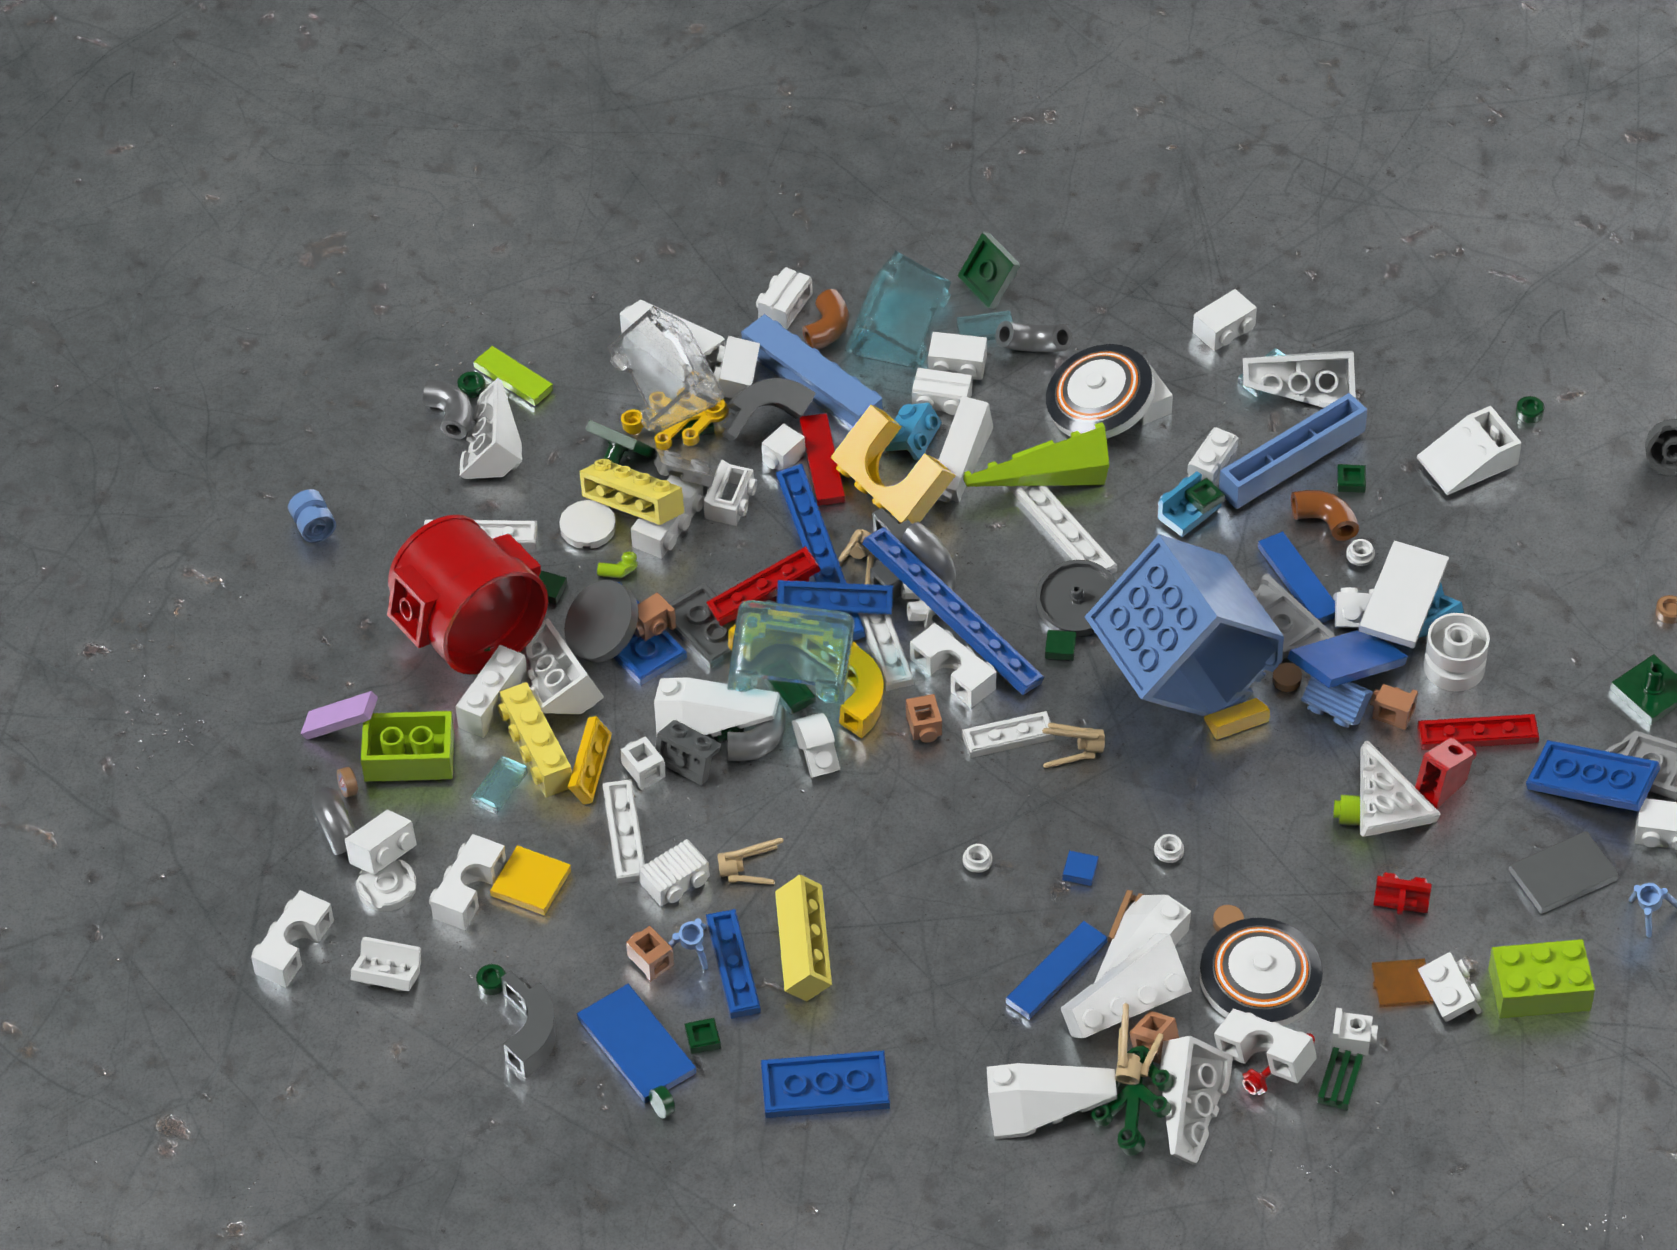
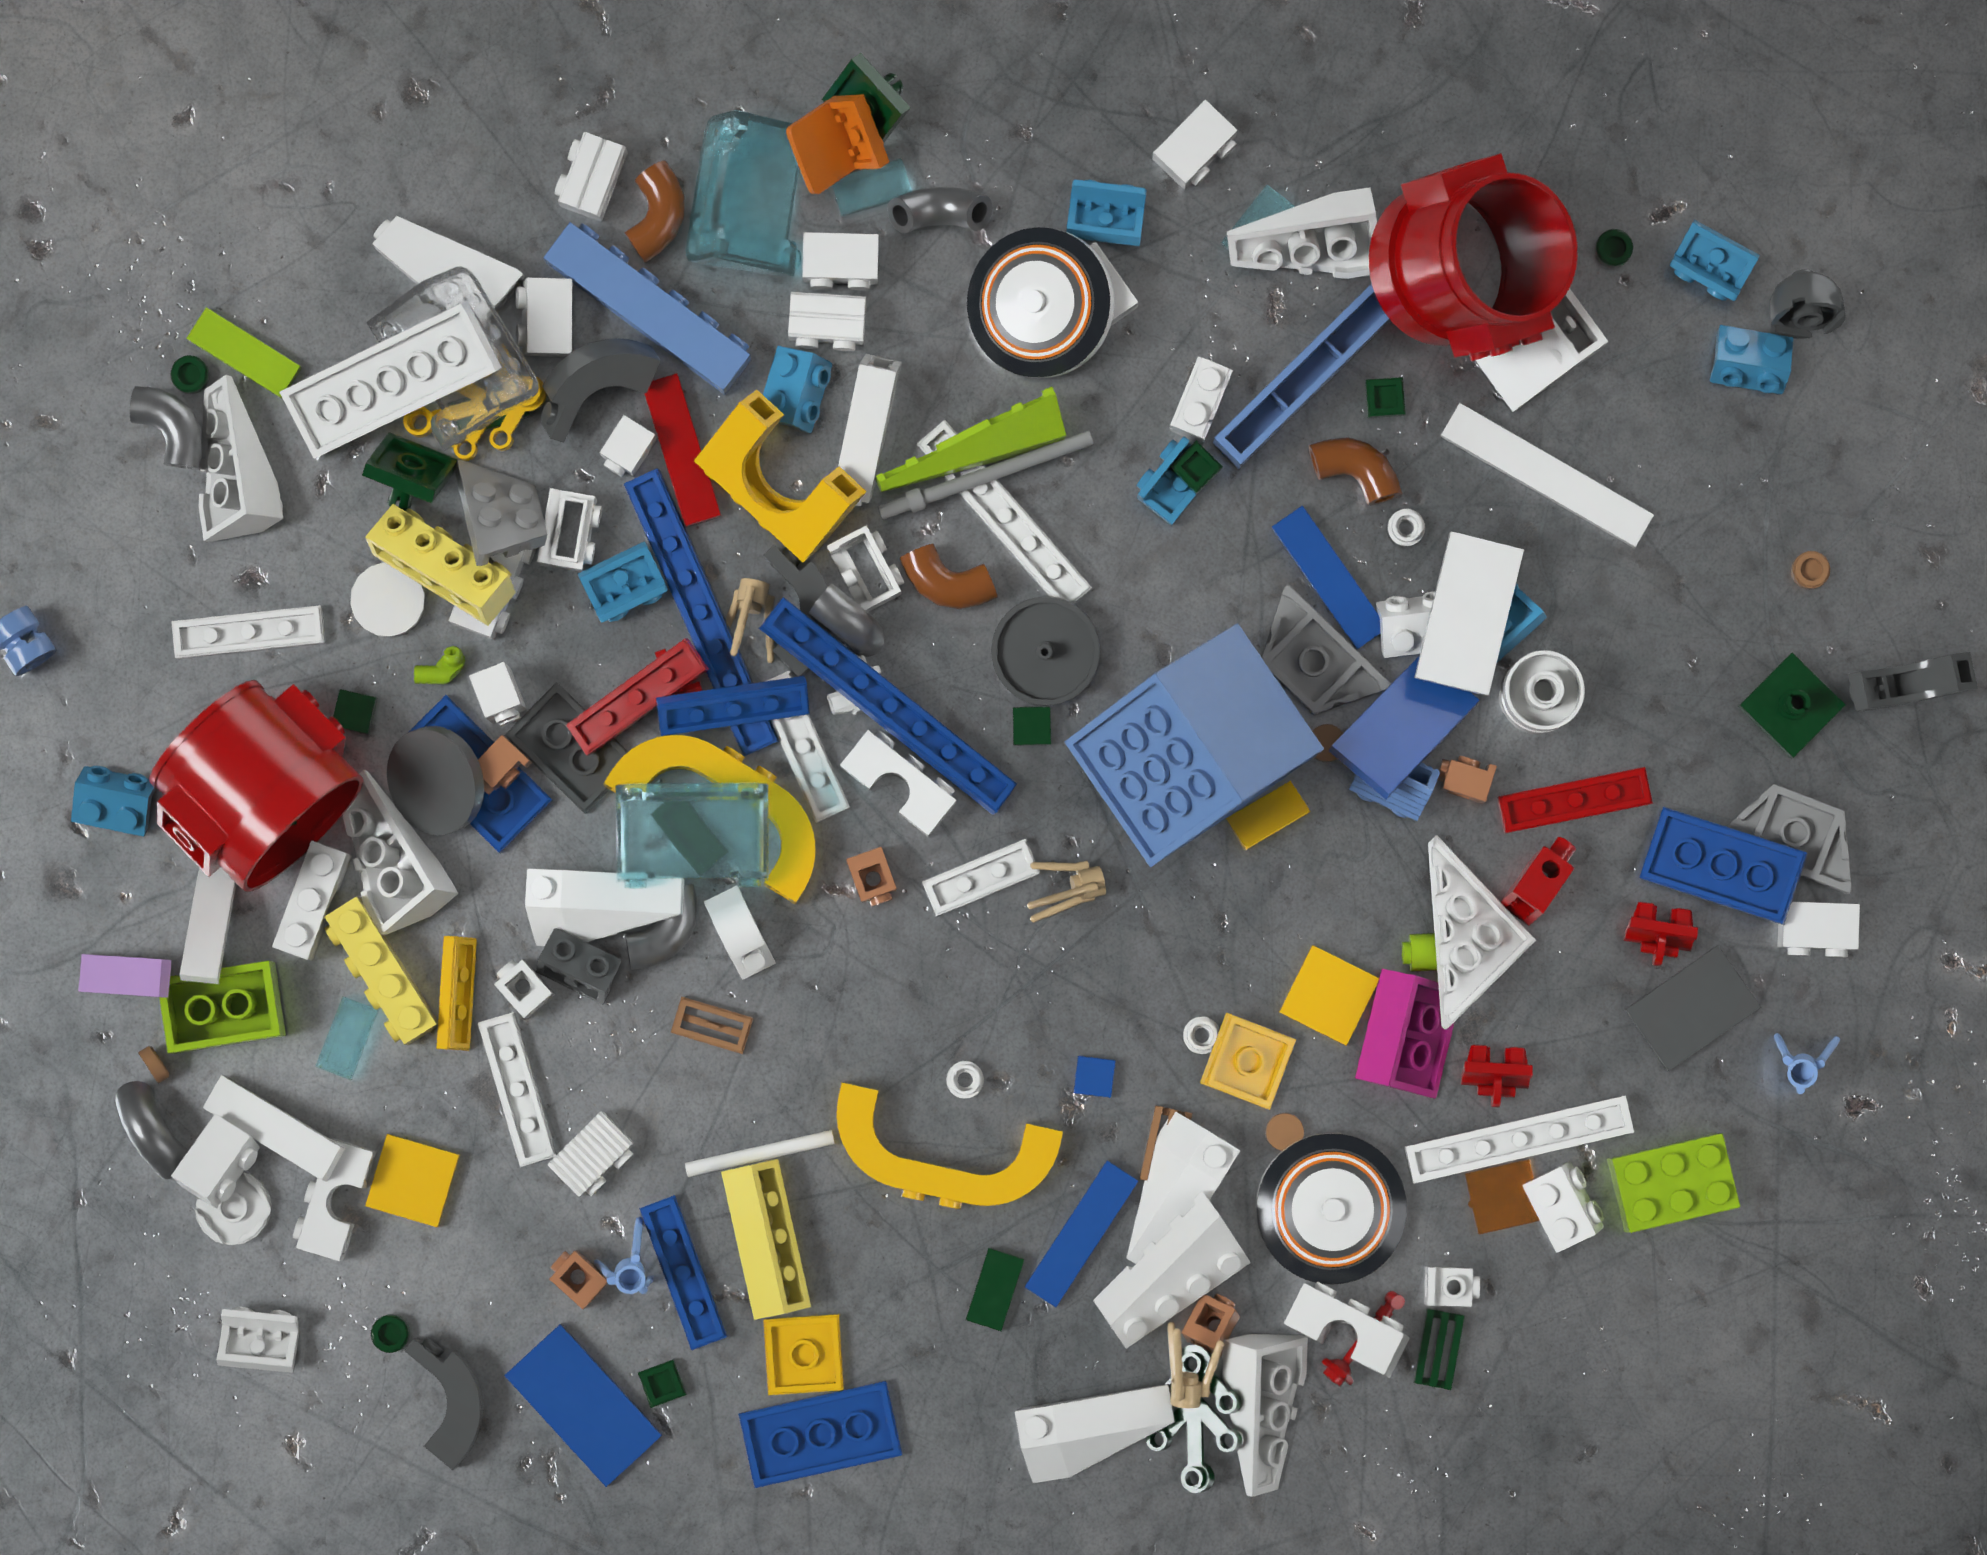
camera: 10 degrees left, 35 degrees up
(302, 918) = (117, 1341): white arch -> none
(354, 621) = (112, 800): none -> dark azure bracket
(413, 684) = (208, 927): none -> white tile
(436, 827) = (274, 1128): none -> white tile
(617, 379) = (390, 379): none -> white plate
(659, 570) = (498, 694): none -> white brick
(662, 1101) = (629, 1491): tile -> none
(732, 862) = (660, 1128): tan plant -> none
(764, 525) = (623, 583): none -> dark azure bracket
(782, 809) = (742, 1034): none -> medium nougat tile
(819, 1027) = (803, 1354): none -> yellow tile
(828, 890) = (759, 1153): none -> white bar
(948, 517) = (850, 574): none -> white window
(949, 918) = (916, 1178): none -> yellow arch
(966, 286) = (836, 141): none -> orange bracket
(981, 1000) = (995, 1289): none -> dark green tile
(993, 497) = (916, 500): none -> light grey bar
(1008, 551) = (945, 586): none -> dark orange cylinder
(1159, 347) = (1106, 212): none -> dark azure bracket
(1204, 866) = (1248, 1061): none -> yellow tile
(1273, 834) = (1329, 995): none -> yellow tile
(1334, 861) = (1405, 1036): none -> dark pink slope
(1416, 940) = (1519, 1139): none -> white plate
(1423, 369) = (1419, 271): none -> red cylinder
(1471, 534) = (1547, 475): none -> white tile
(1541, 816) = (1658, 936): none -> red hips
(1605, 418) = (1713, 261): none -> dark azure bracket
(1630, 480) = (1752, 359): none -> dark azure bracket

